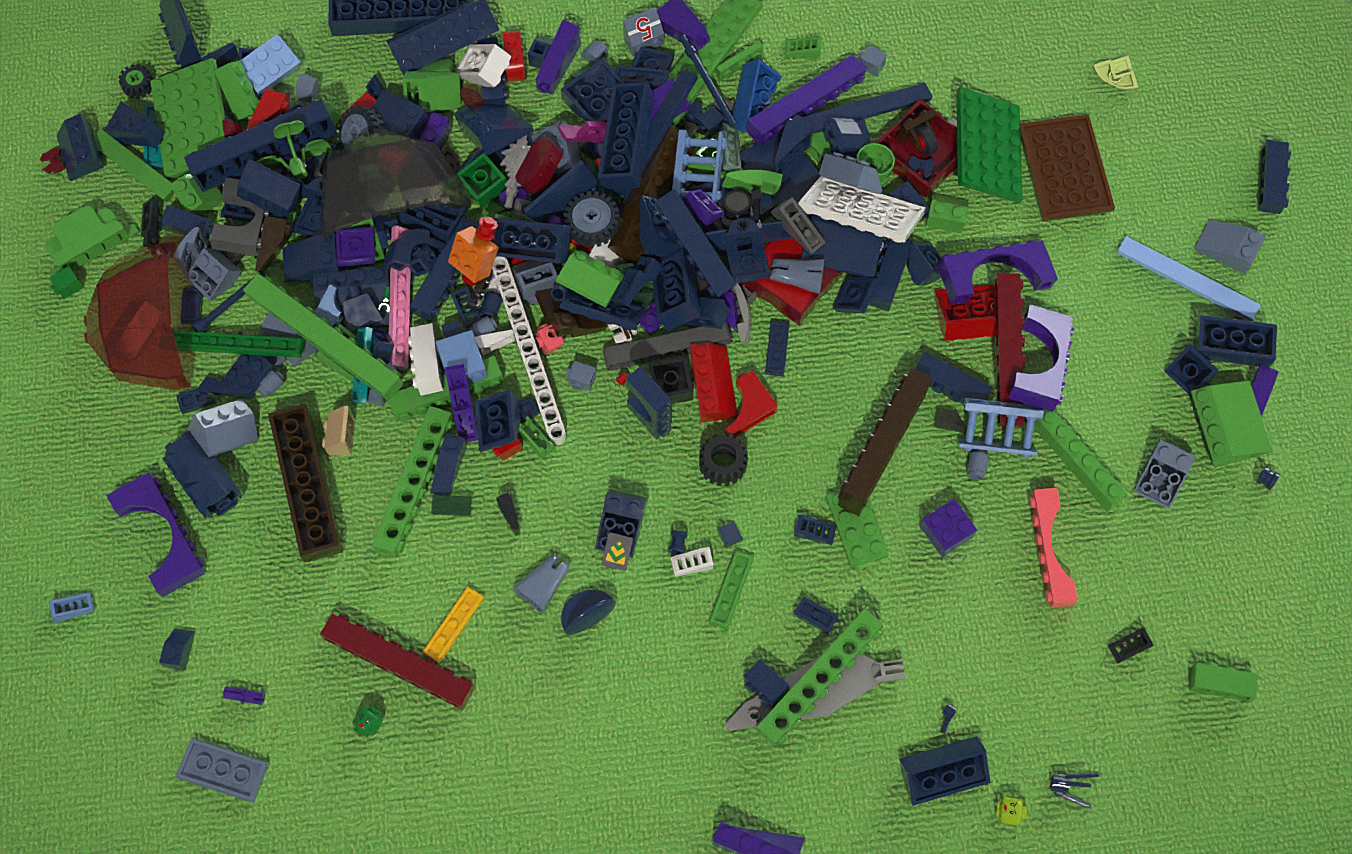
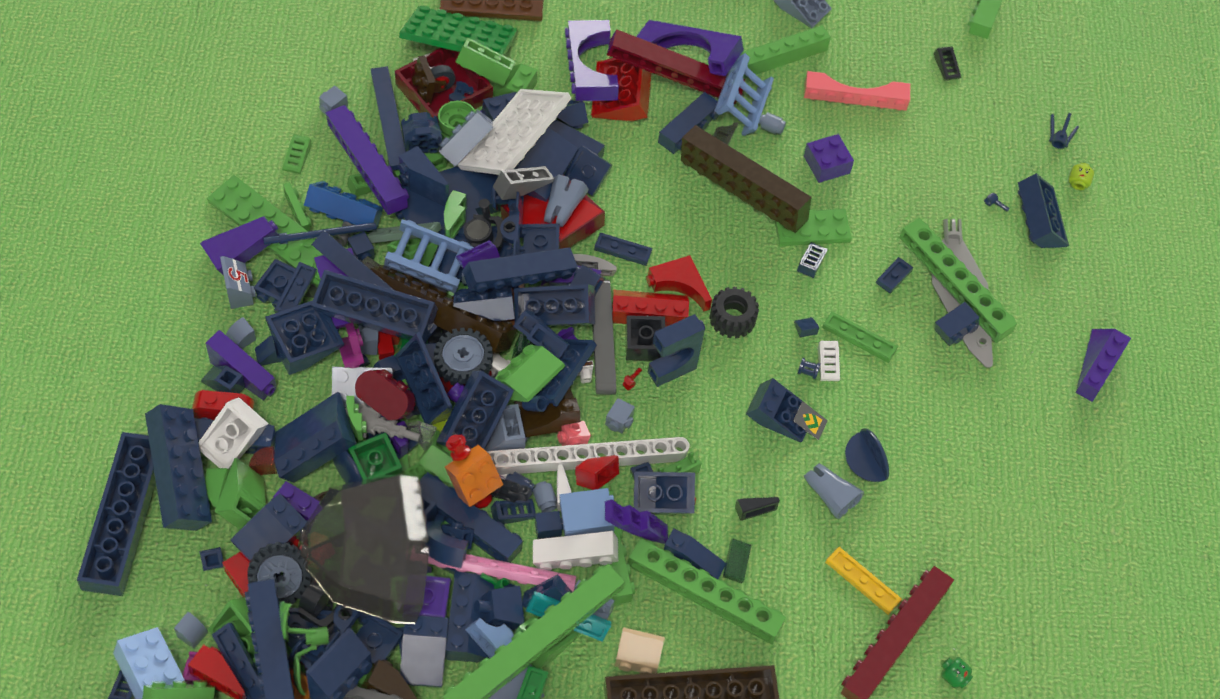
camera: 85 degrees left, 10 degrees down
(504, 151) = (355, 418): none -> bright green slope
(510, 363) = (596, 472): none -> red slope
(949, 170) = (485, 61): none -> bright green brick

